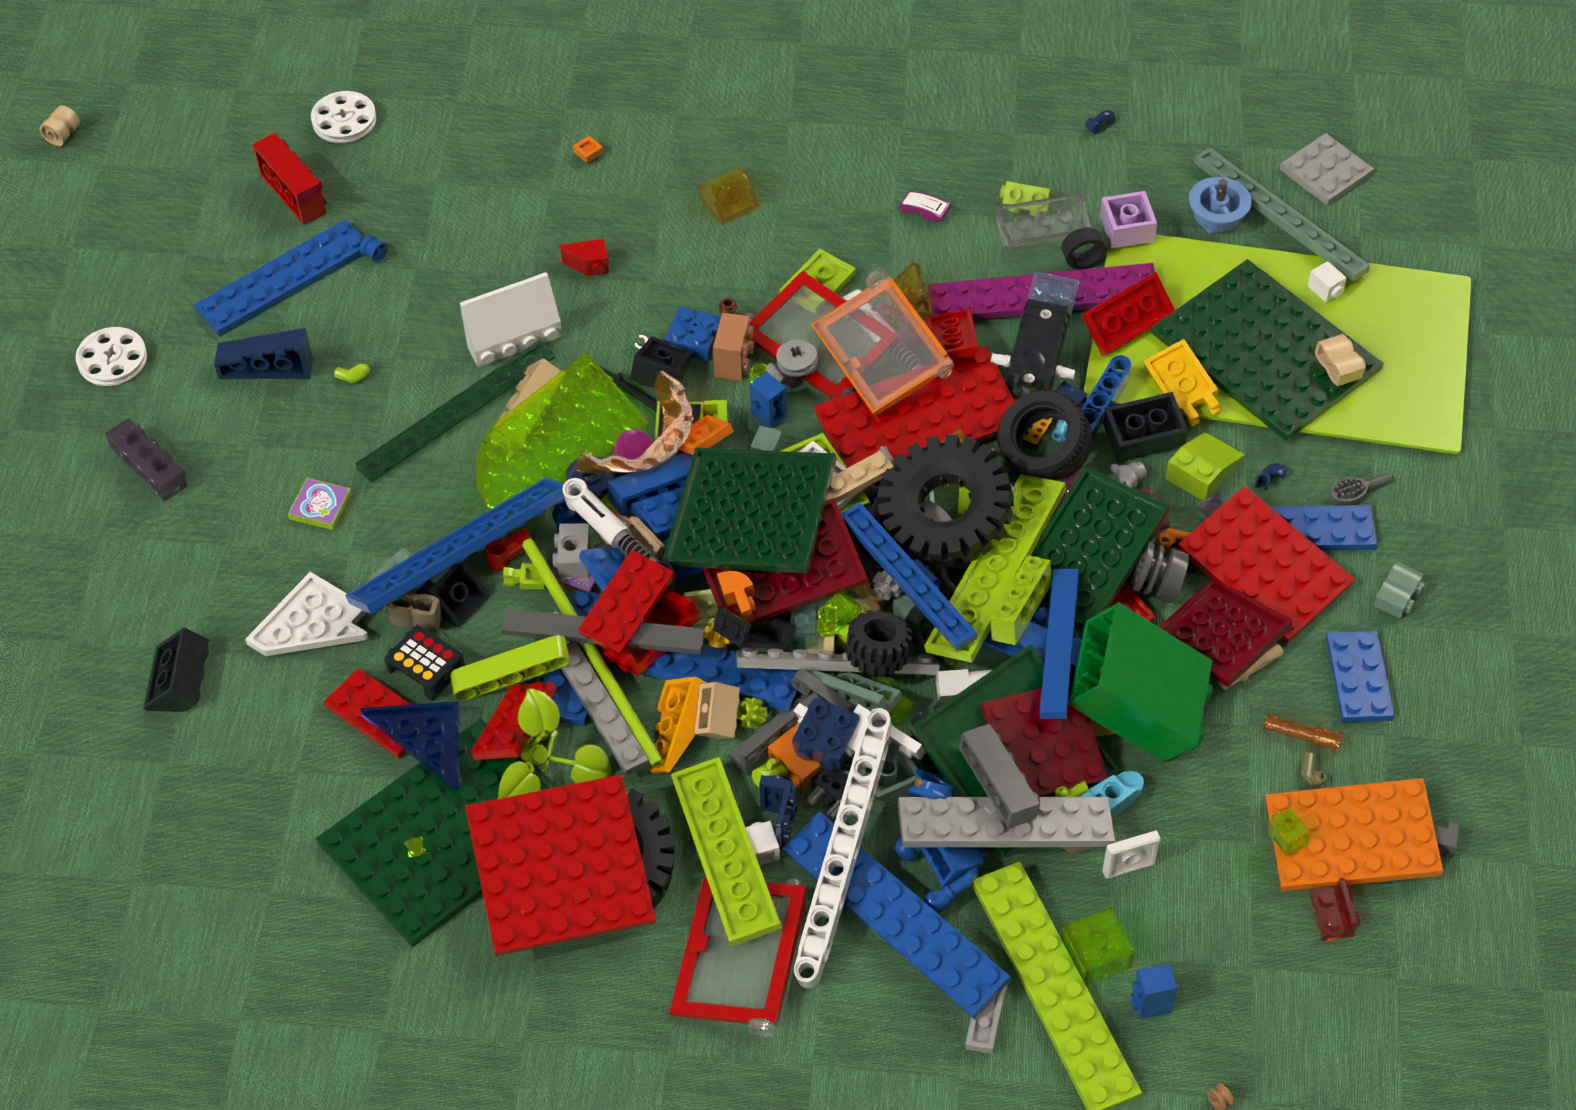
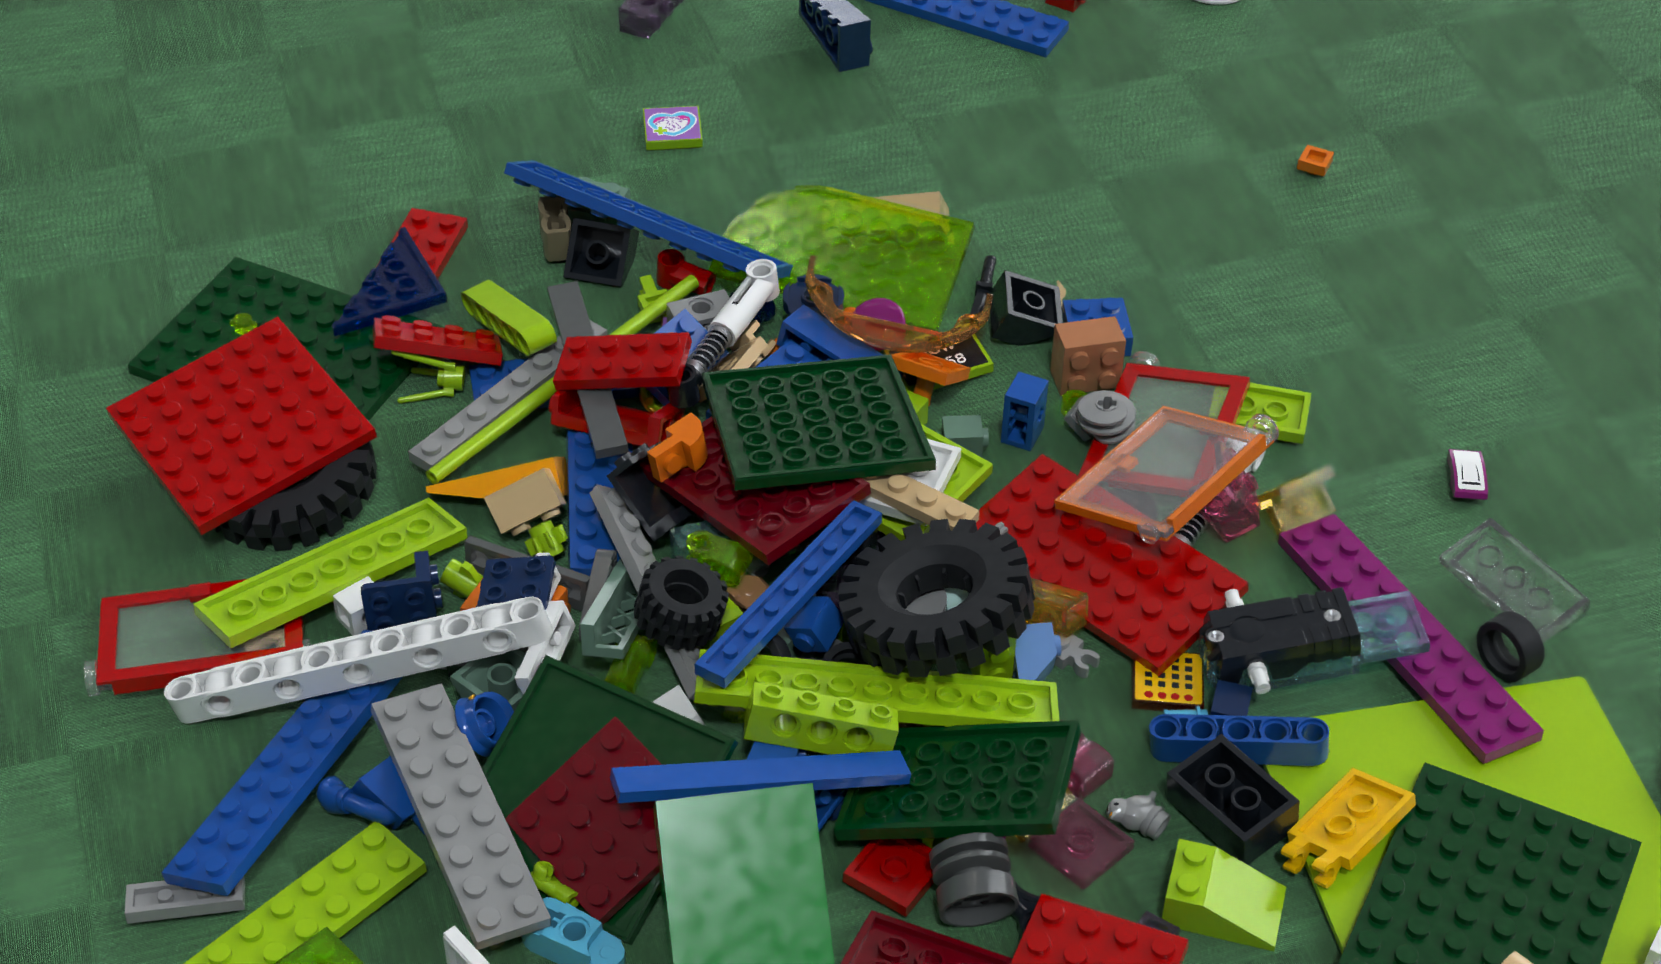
camera: 65 degrees right, 10 degrees down
(177, 672) = (401, 99): black slope -> none
(308, 618) = (487, 158): white wing -> none
(354, 374) = (862, 96): lime arm -> none
(373, 248) = (1034, 54): blue wheel -> none
(425, 660) = (494, 255): panel -> none
(451, 412) = (846, 175): clear green plate -> none
(510, 319) = (996, 165): white slope -> none
(535, 716) = (348, 365): lime plant -> none
(586, 257) = (1151, 209): red slope -> none
(716, 409) = (982, 386): lime bracket -> none
(727, 305) = (1149, 337): copper pin -> none
(728, 194) = (1336, 290): clear yellow slope -> none
(955, 333) = (1245, 548): red plate -> none
(999, 776) = (509, 769): dark grey brick -> none
(1018, 193) = (1564, 557): lime brick -> none
(1031, 409) = (1137, 712): black tyre -> none
(1128, 219) = (1596, 675): lavender brick -> none
(1128, 313) = (1421, 721): red plate -> none
(1170, 537) = (1062, 889): orange arm -> none

